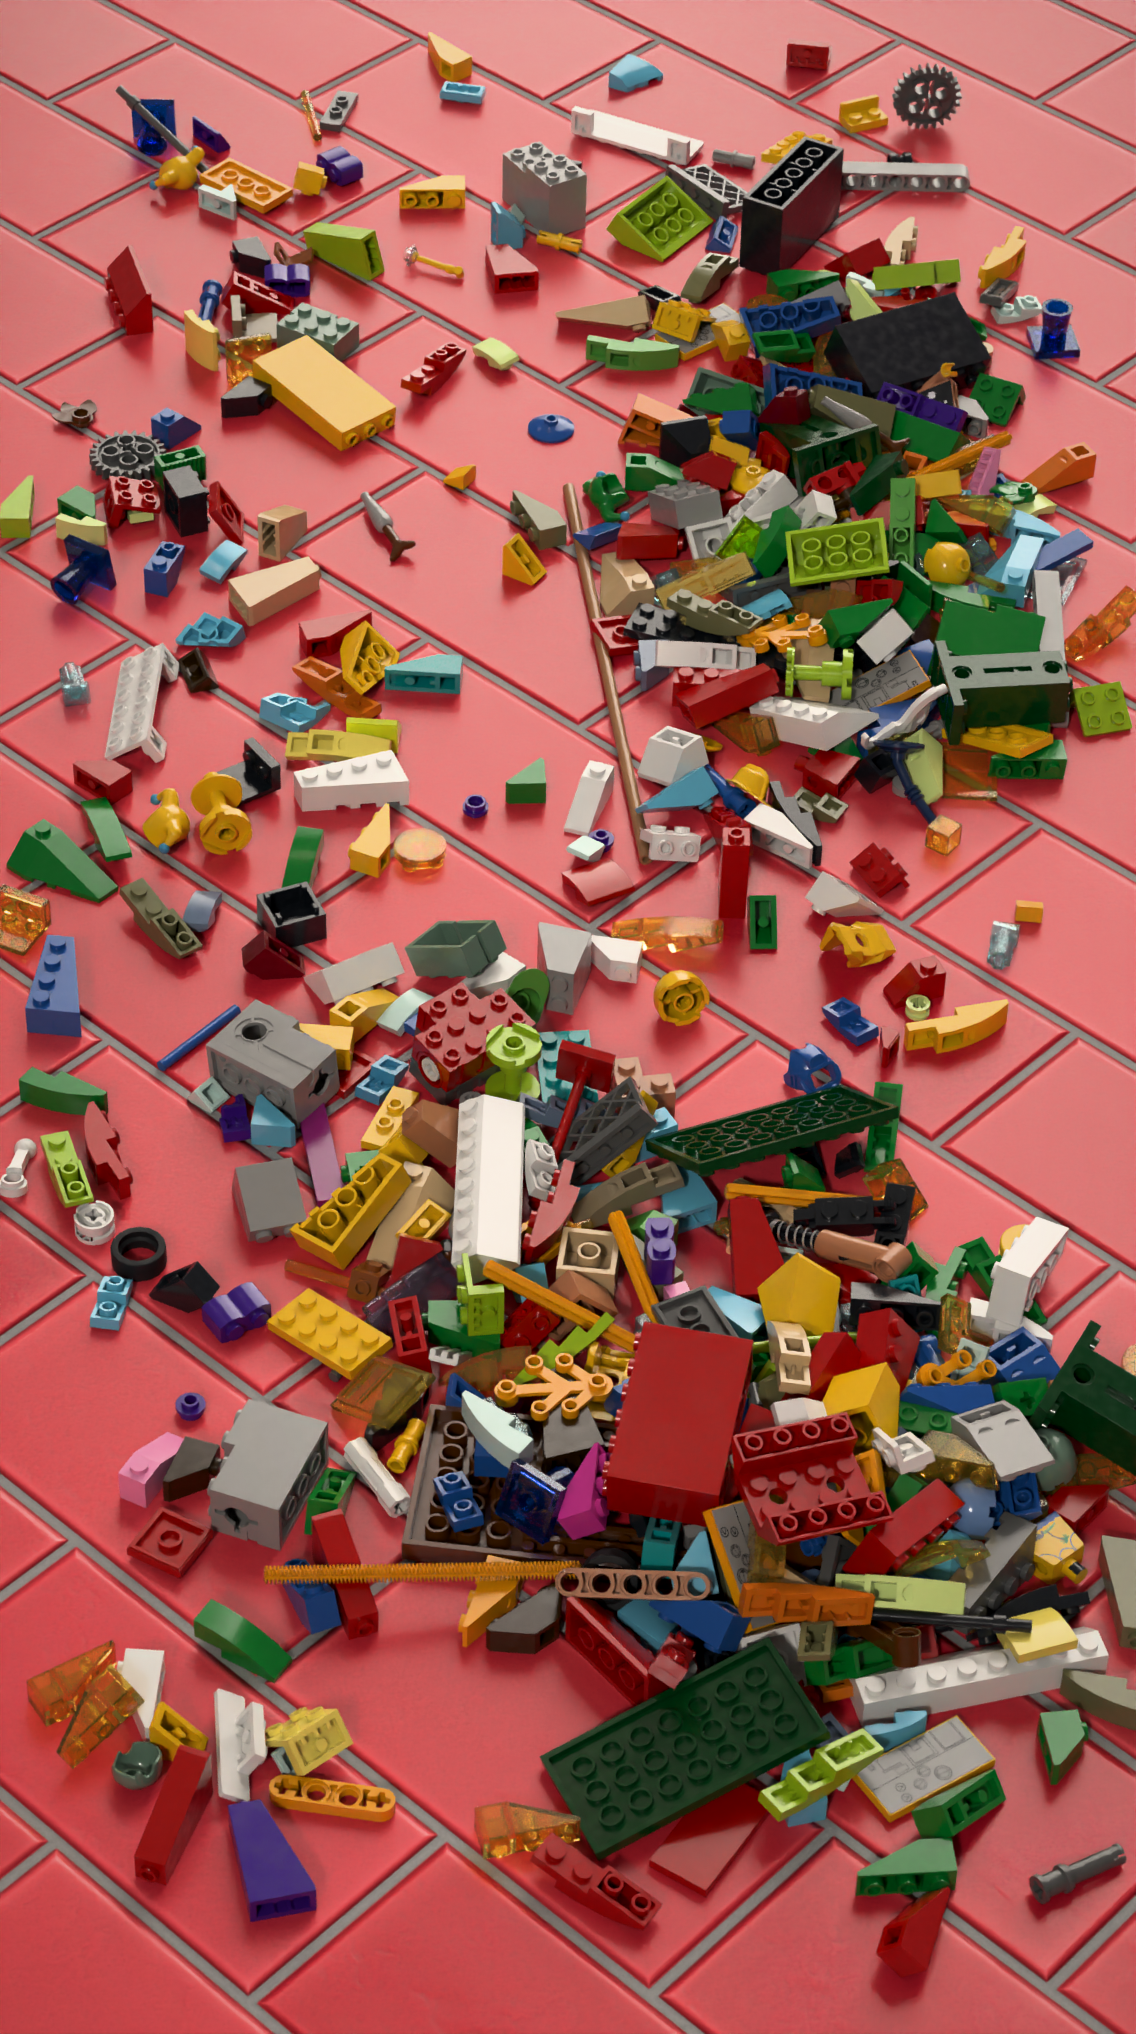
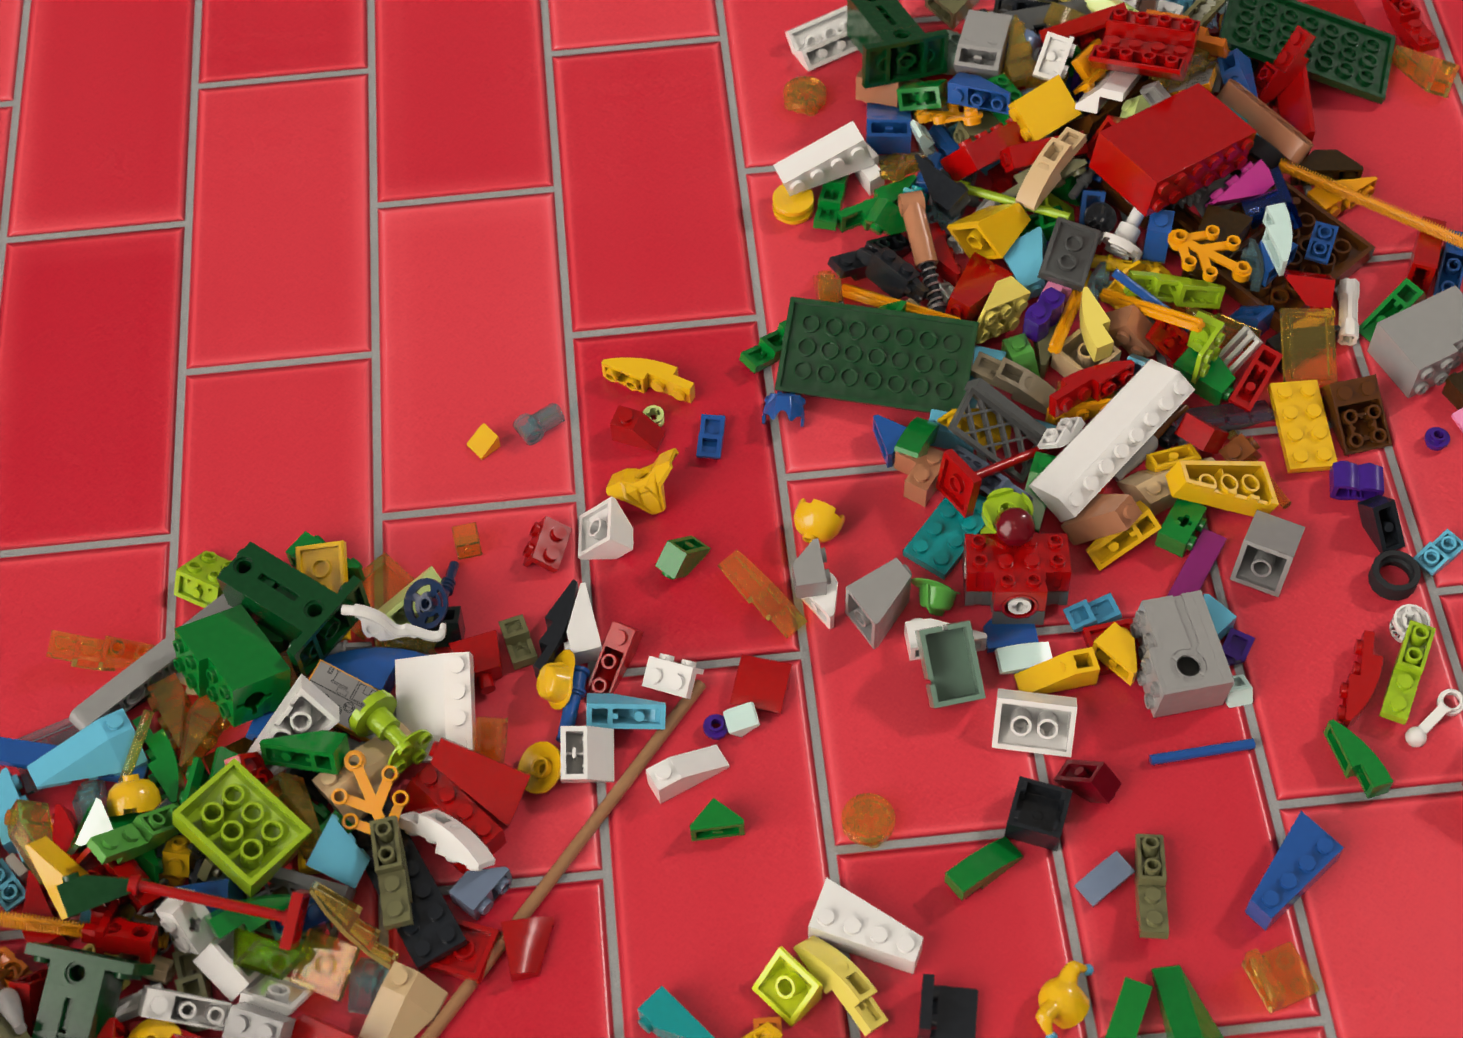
camera: 135 degrees left, 15 degrees up
(223, 825) = (1020, 950): yellow piece -> none
(289, 1377) = (1356, 414): none -> reddish brown slope
(372, 849) = (906, 844): yellow slope -> none
(388, 1117) = (1115, 575): yellow plate -> none
(432, 1436) = (1313, 288): none -> red slope
(475, 806) = (780, 829): dark purple plate -> none
(493, 1025) = (1014, 526): none -> dark red hair
(571, 1321) = (1137, 289): none -> blue bar
(583, 656) = (526, 944): none -> red slope
(600, 1258) = (1095, 327): none -> light yellow slope
(635, 939) = (809, 573): none -> light grey slope
(654, 1063) = (917, 437): none -> green slope
(697, 1102) = (887, 435): none -> blue slope
(709, 1237) = (1002, 309): none -> light yellow slope
(733, 872) = (675, 582): red slope -> none
(736, 536) = (292, 918): none -> red tile
(888, 1045) = (713, 393): red slope -> none

